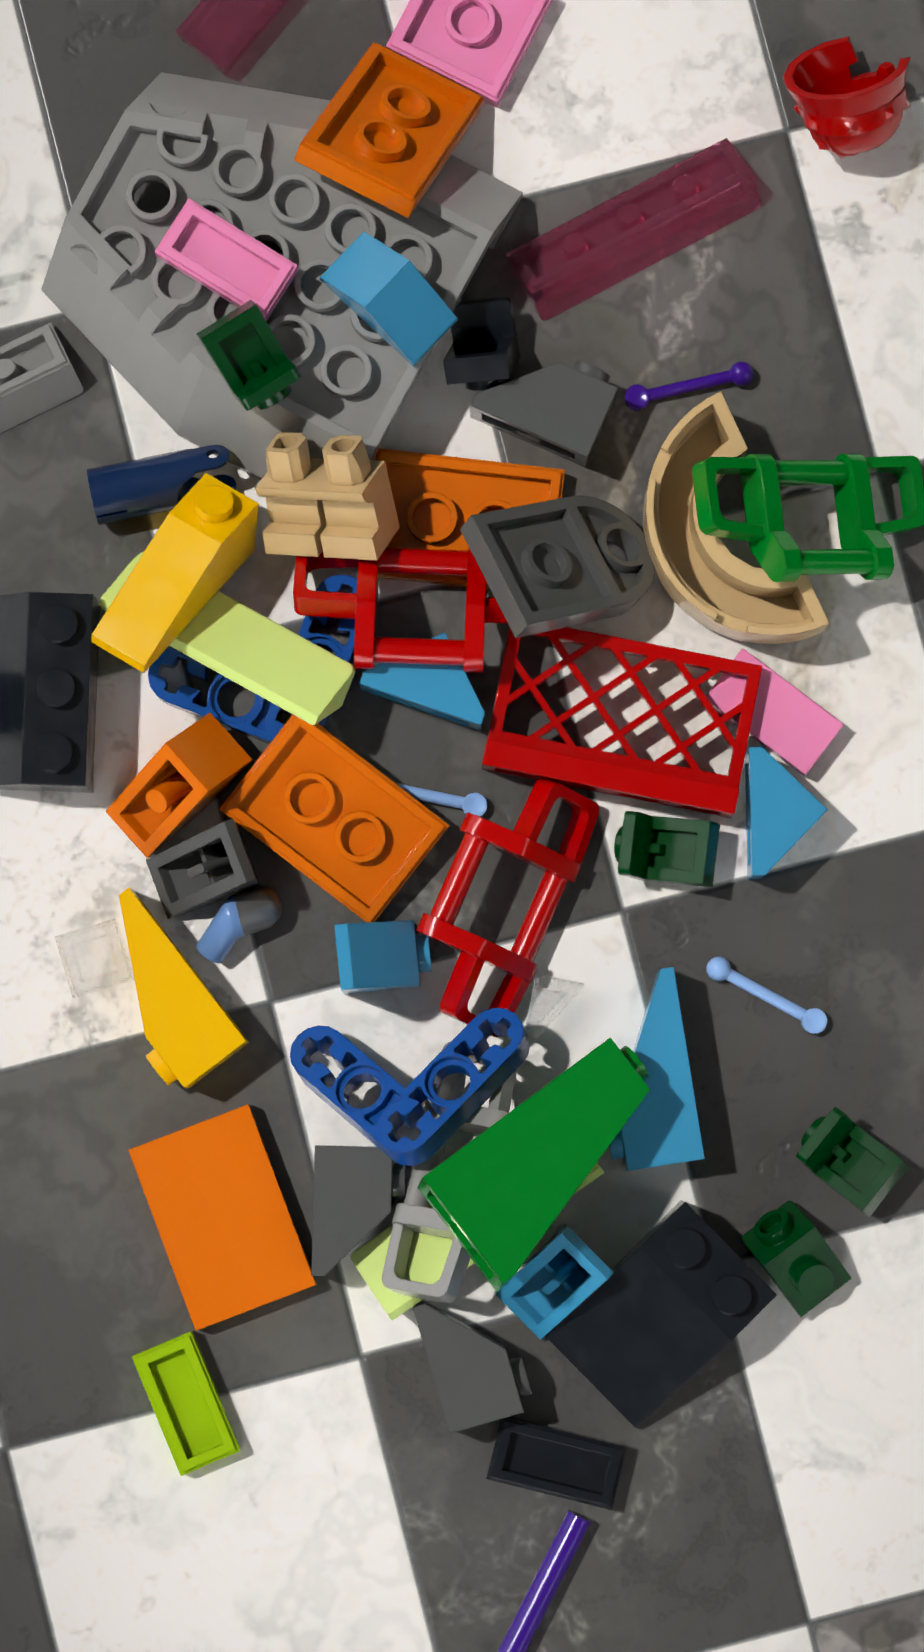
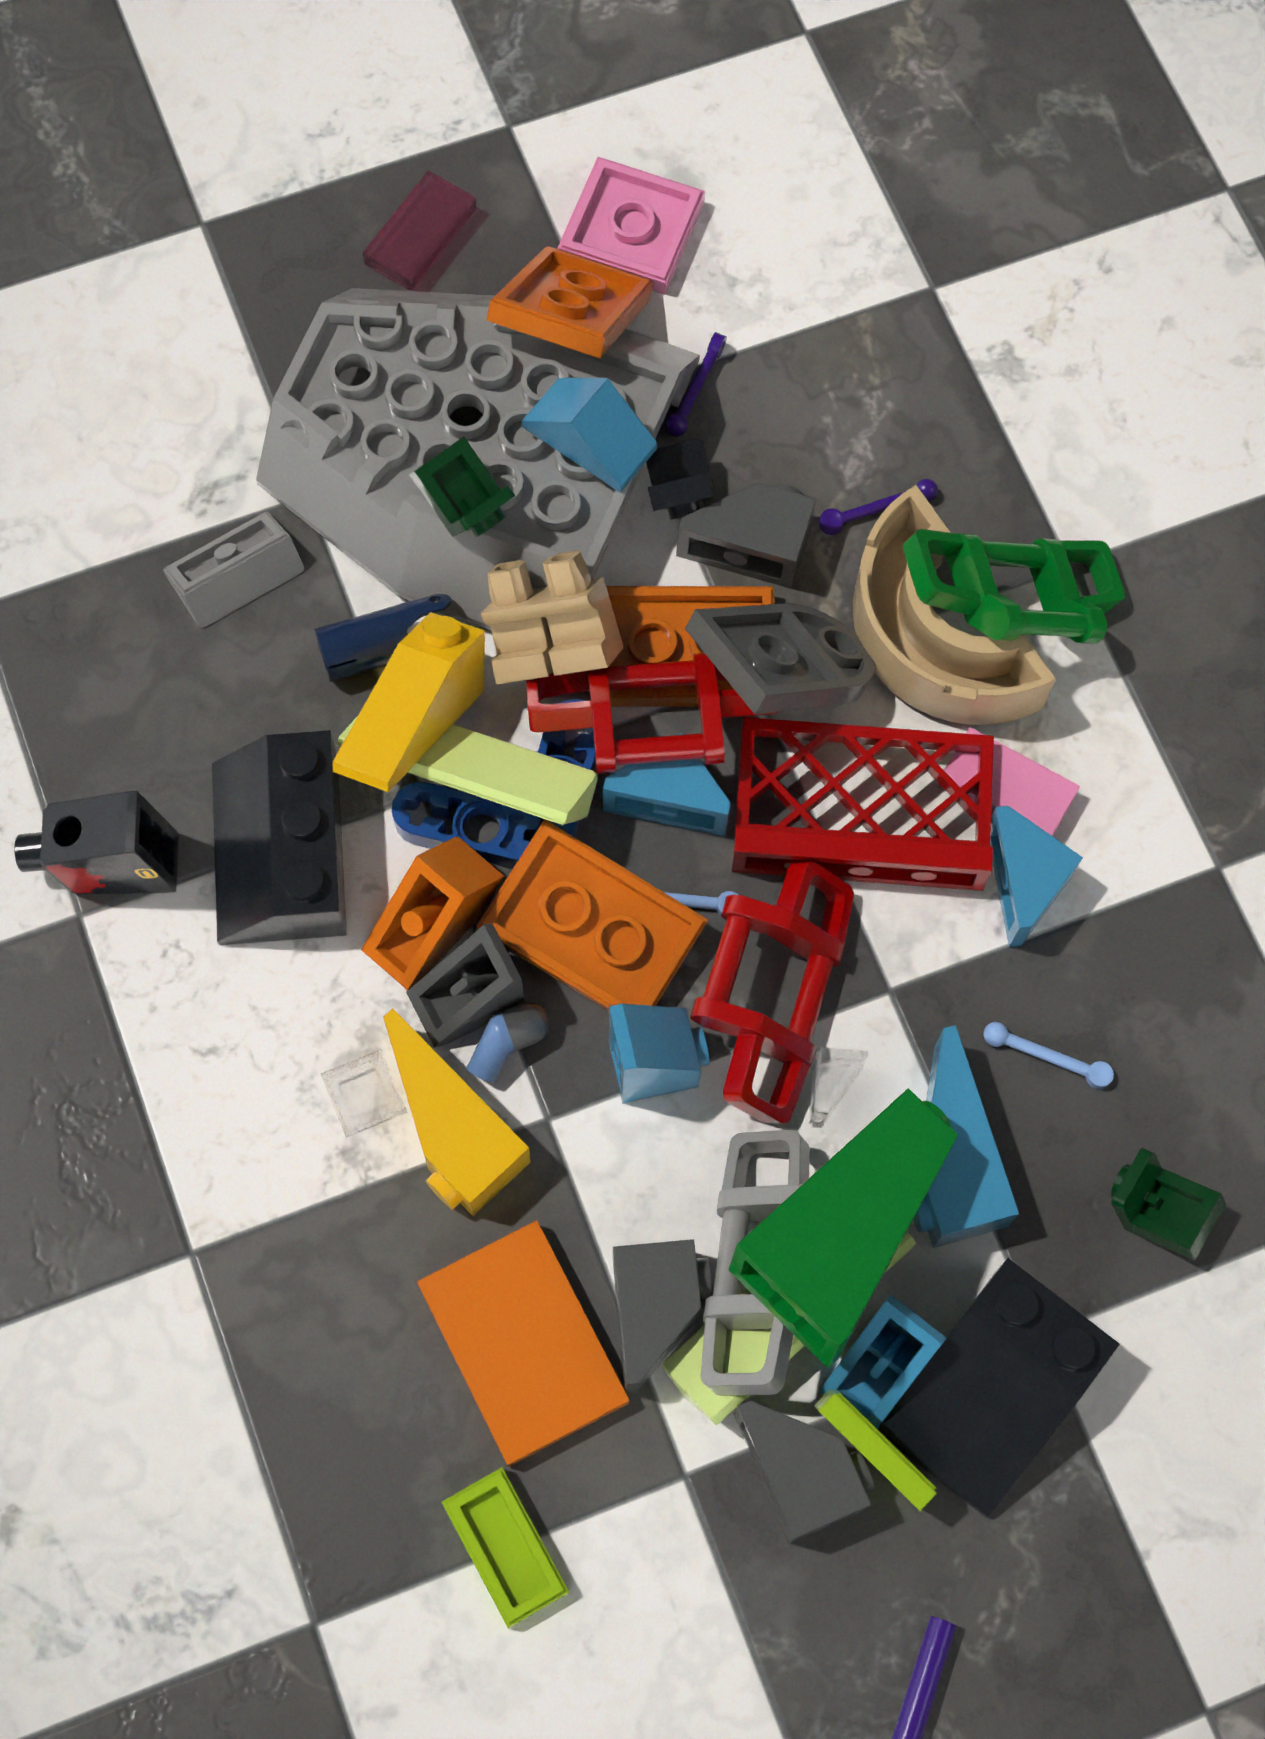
camera: 10 degrees left, 15 degrees down
(225, 259) = (428, 412): bright pink tile -> none
(403, 1105) = (701, 1192): blue beam -> none
(489, 267) = (677, 423): none -> dark purple hinge
(537, 1357) = (876, 1448): none -> lime tile
(556, 1462) = (909, 1564): black tile -> none
(635, 229) = (808, 380): clear pink slope -> none
(667, 849) = (928, 920): dark green bracket -> none
(795, 1257) = (1129, 1310): dark green bracket -> none
(844, 111) = (987, 251): red helmet -> none

